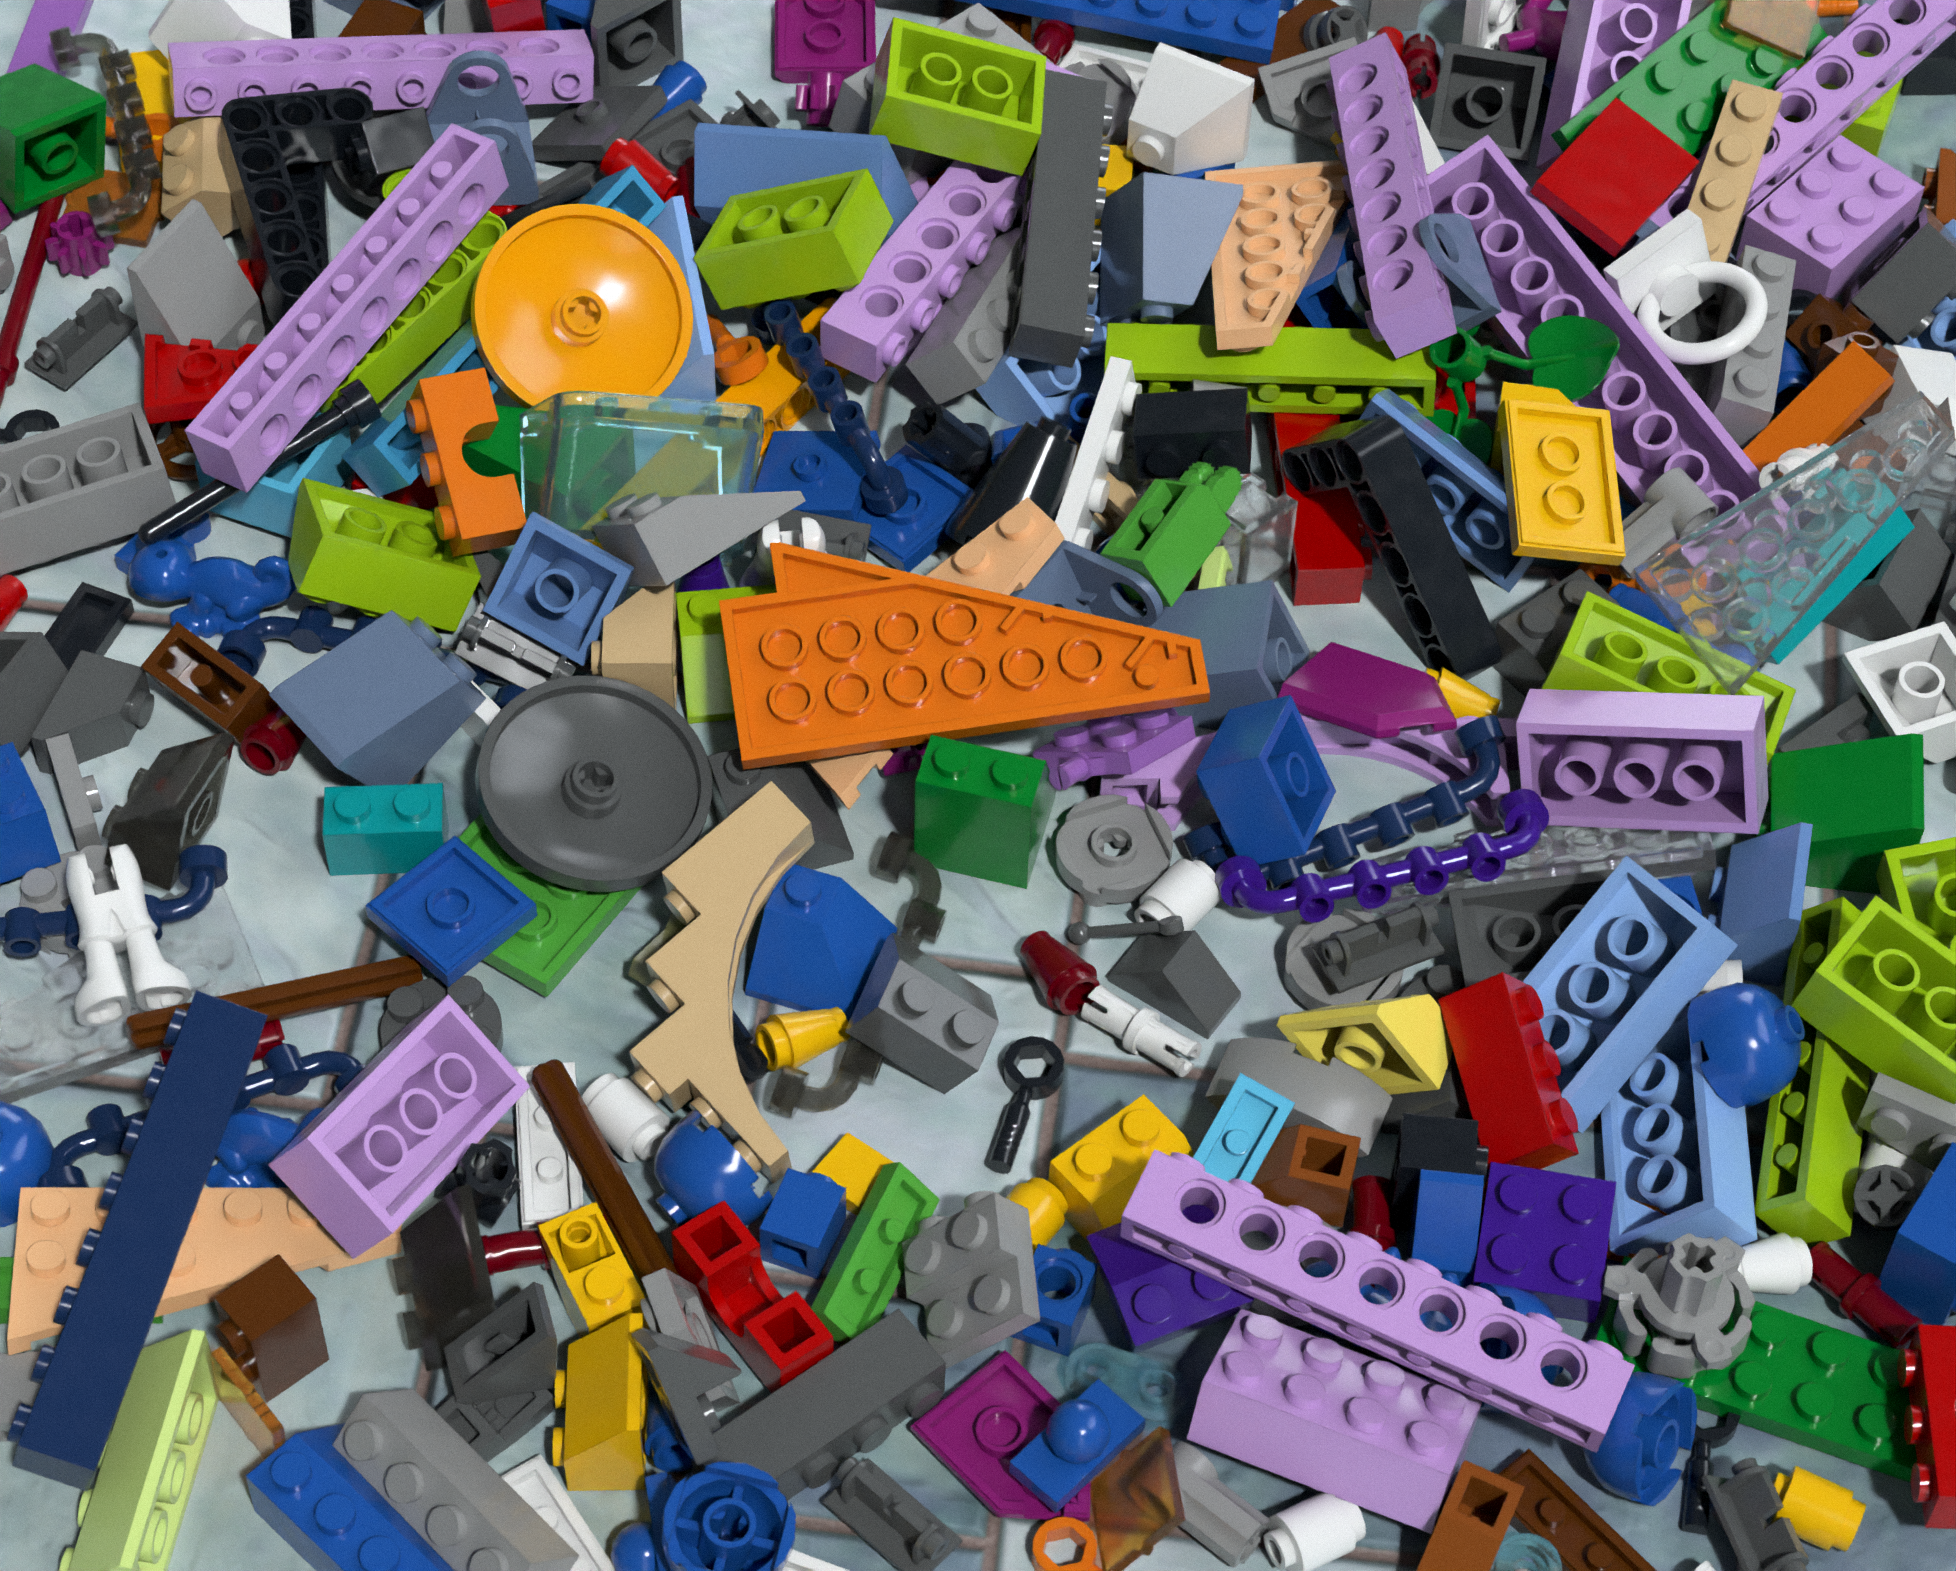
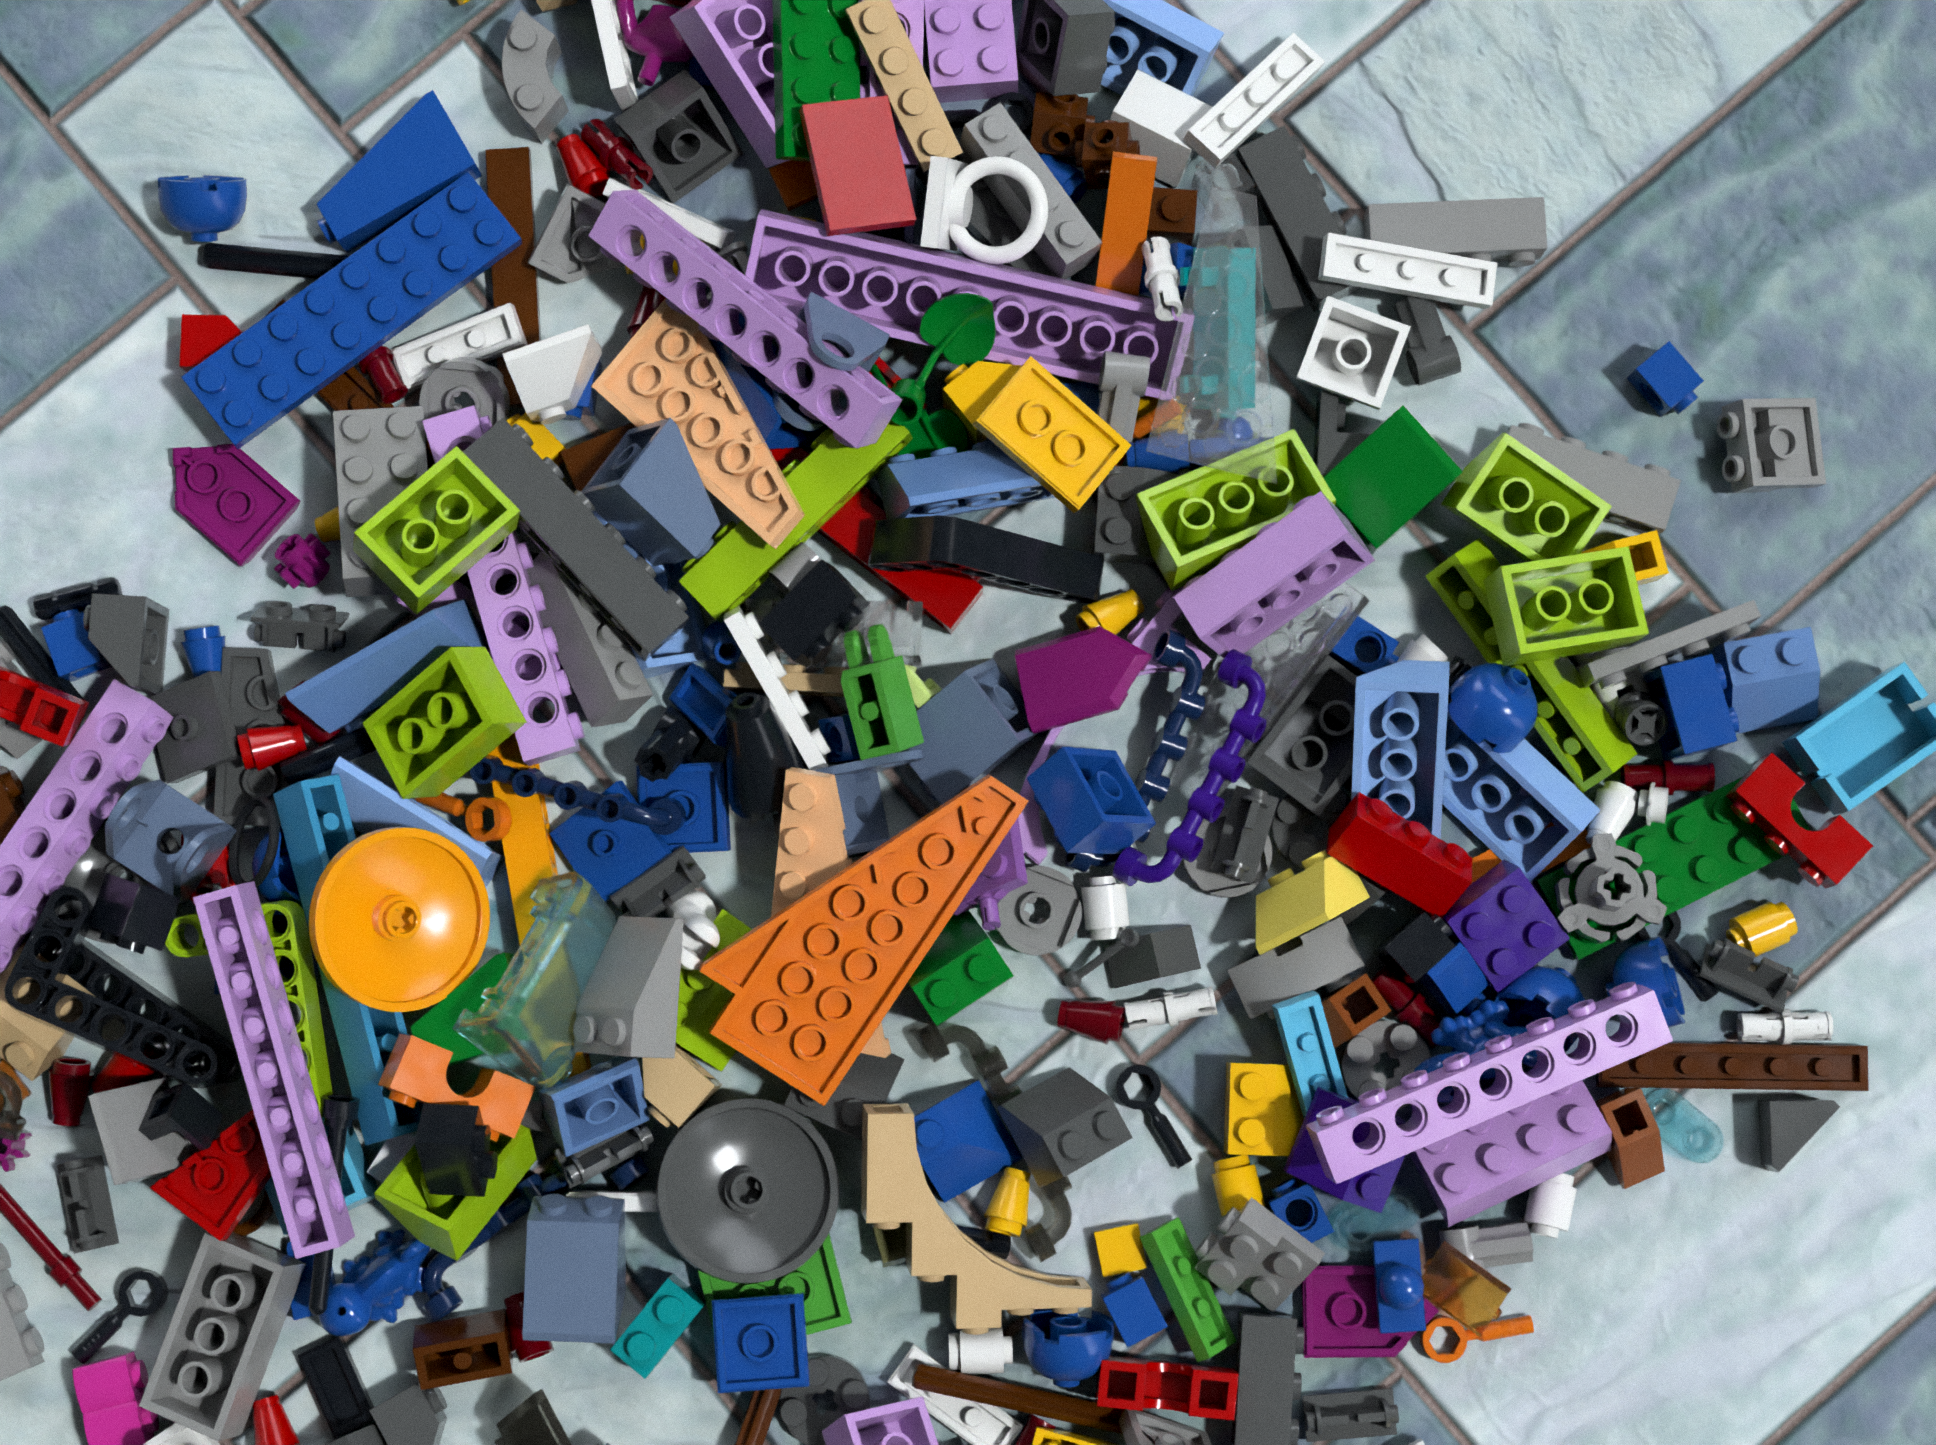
camera: 45 degrees left, 30 degrees up
(242, 306) = (182, 1111): none -> black panel
(406, 487) = (455, 1150): none -> black brick
(1344, 20) = (544, 171): dark grey wheel -> none
(1763, 899) = (1404, 590): medium blue slope -> none
(1820, 1292) = (1653, 804): none -> white plate

